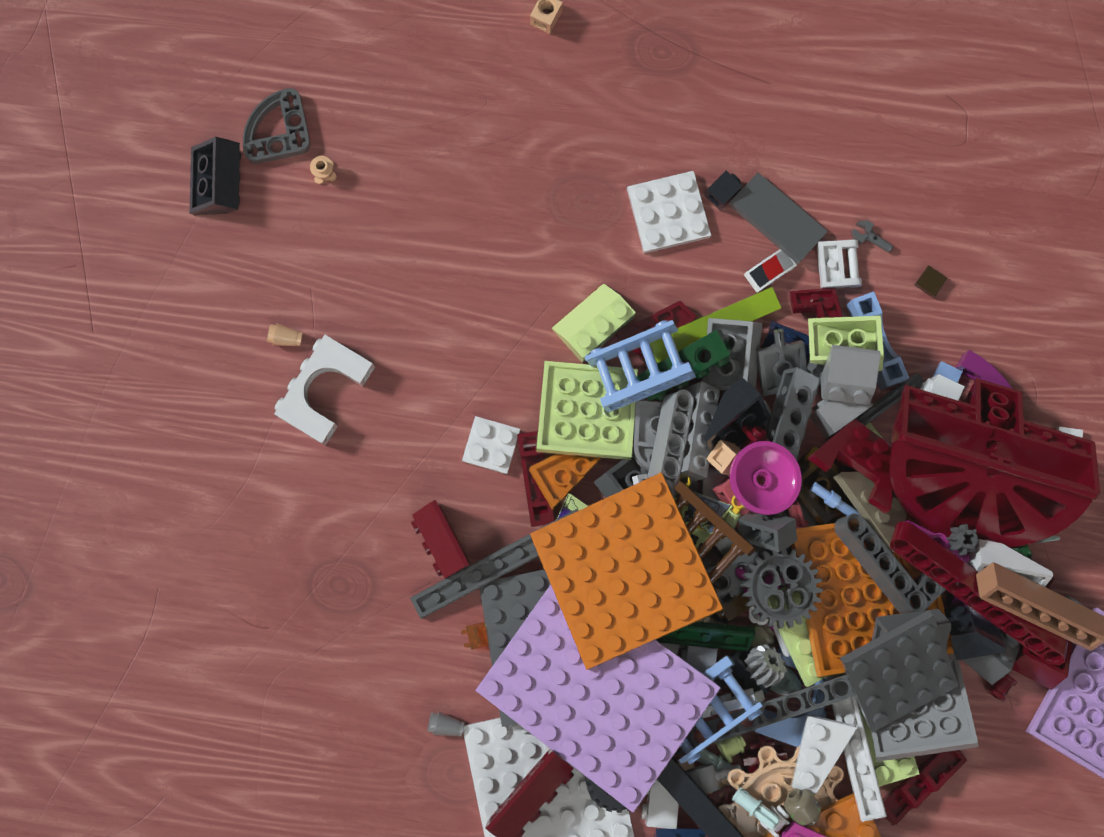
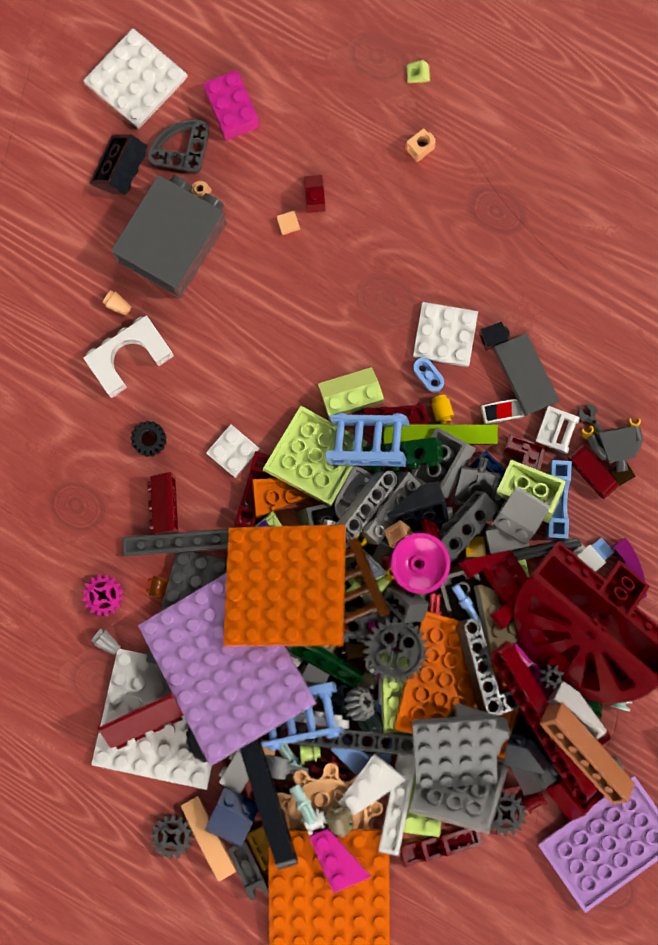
camera: 30 degrees right, 0 degrees up
(189, 73) = (135, 78): none -> white plate
(310, 231) = (170, 234): none -> dark grey brick
(313, 57) = (231, 105): none -> dark pink brick
(375, 473) = (137, 438): none -> black tyre
(416, 685) = (98, 602): none -> dark pink gear
(437, 162) = (288, 222): none -> light nougat tile
(452, 117) = (314, 193): none -> dark red slope
(672, 263) = (429, 375): none -> light blue plate
(703, 296) = (442, 409): none -> yellow brick
(814, 436) = (476, 548): none -> yellow brick
(900, 293) = (593, 472): none -> dark red beam
(912, 251) = (616, 443): none -> dark grey torso
(981, 705) = (512, 807): none -> dark grey gear

